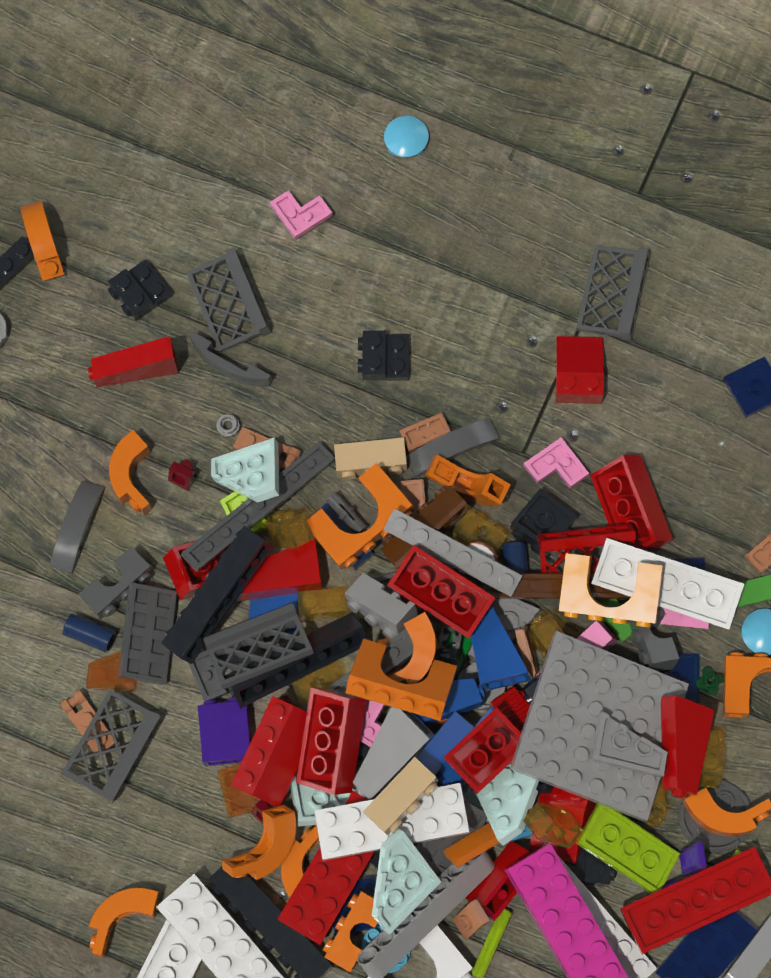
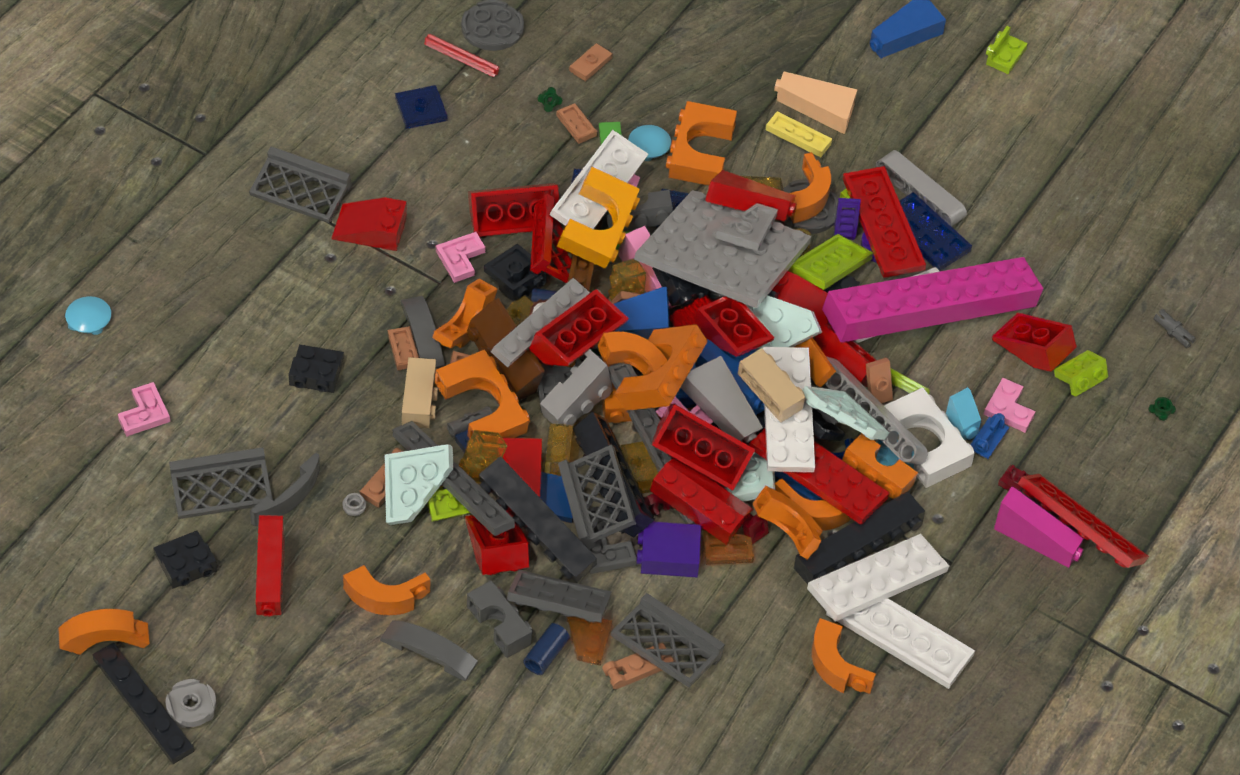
camera: 90 degrees left, 20 degrees down
(181, 474) = (398, 547): dark red tile -> none
(553, 825) = (809, 291): clear yellow brick -> none
(703, 684) = (687, 185): dark green plate -> none

